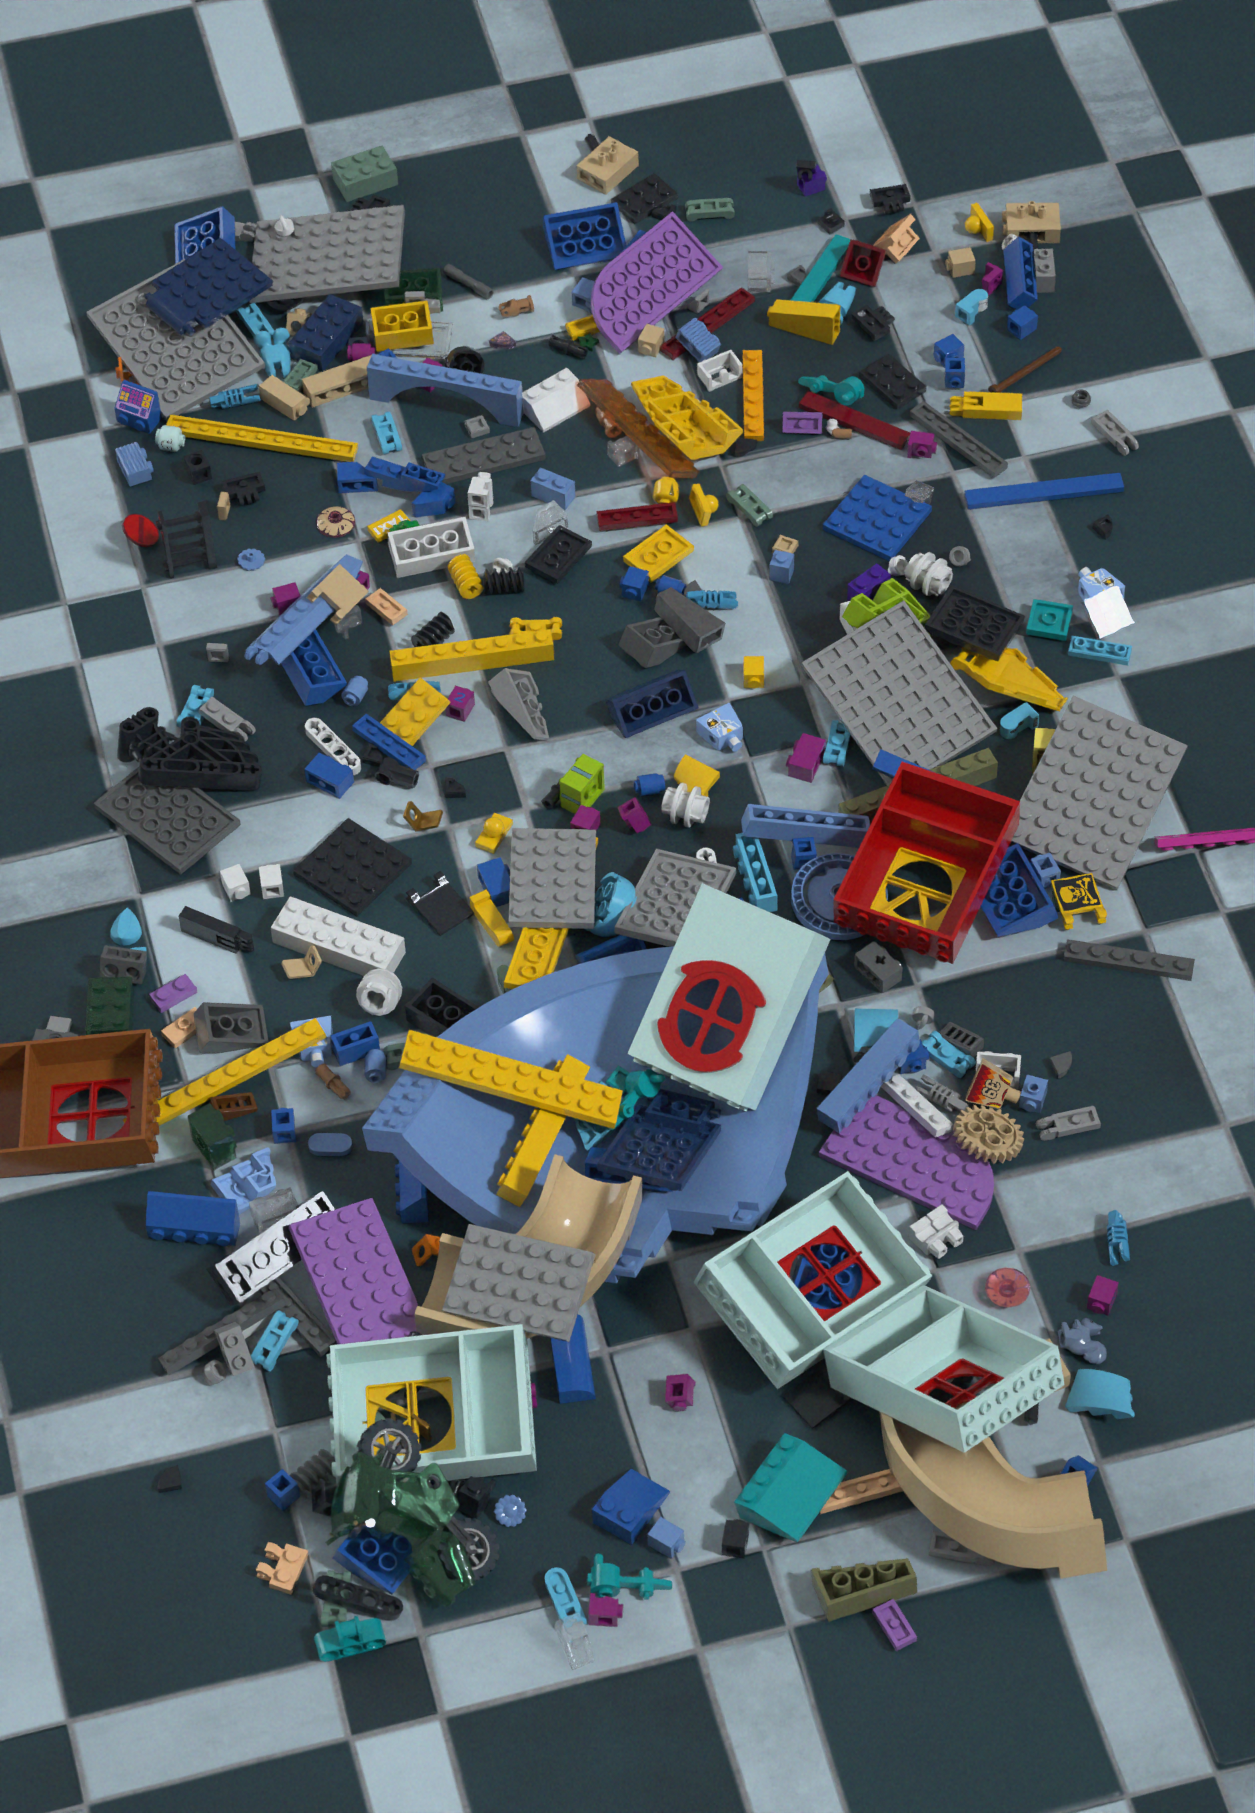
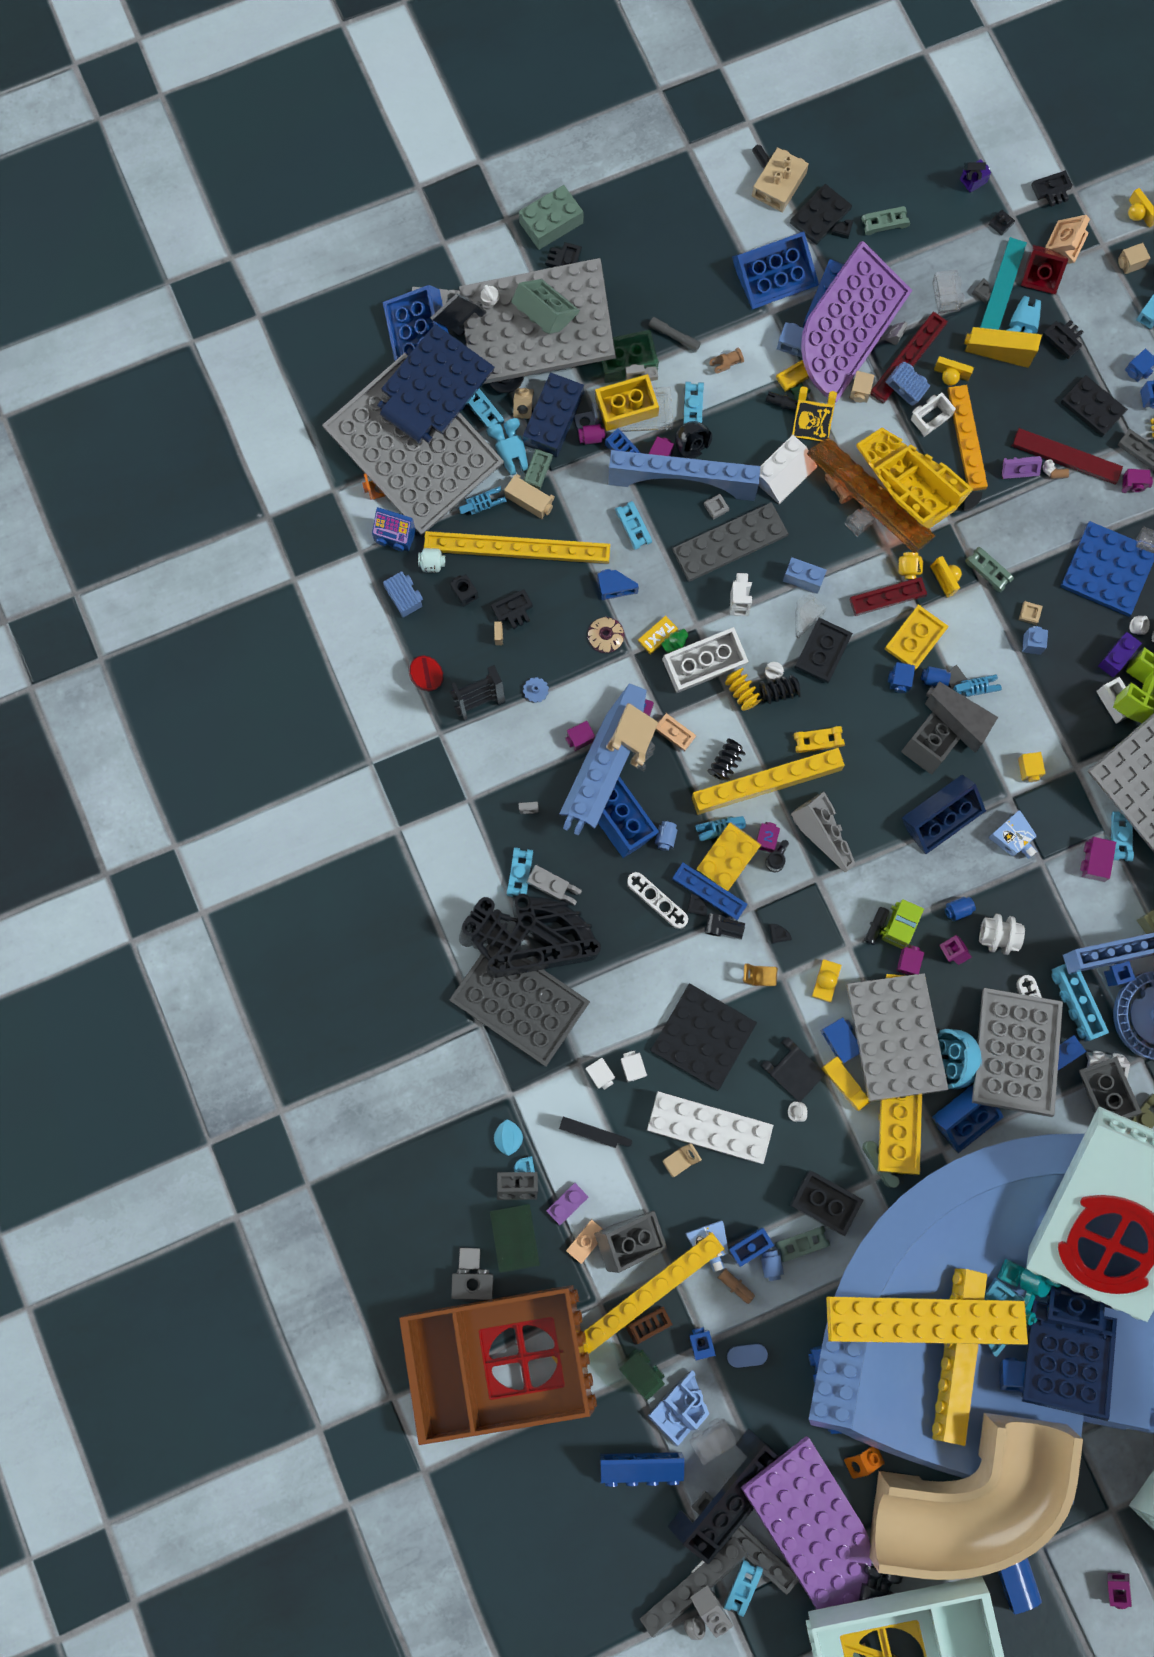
camera: 10 degrees left, 25 degrees up
(245, 232) = (456, 312): none -> black flag
(329, 775) = (662, 937): blue brick -> none
(334, 235) = (544, 305): none -> sand green slope
(337, 382) = (578, 470): tan brick -> none
(379, 992) = (762, 1188): white piece -> none
(408, 478) = (665, 584): blue slope -> none
(434, 501) = (696, 601): blue slope -> none
(435, 938) = (797, 1112): none -> white tile
(465, 721) = (776, 860): none -> black piece
(475, 339) = (693, 403): none -> medium azure plate
(502, 340) = (721, 401): clear purple tile -> none
(518, 1282) = (976, 1543): light grey plate -> none
(594, 360) = (813, 418): none -> flag
(695, 774) = (1000, 895): yellow slope -> none
(749, 336) = (953, 371): none -> yellow tile
(845, 392) = (1058, 426): teal piece -> none

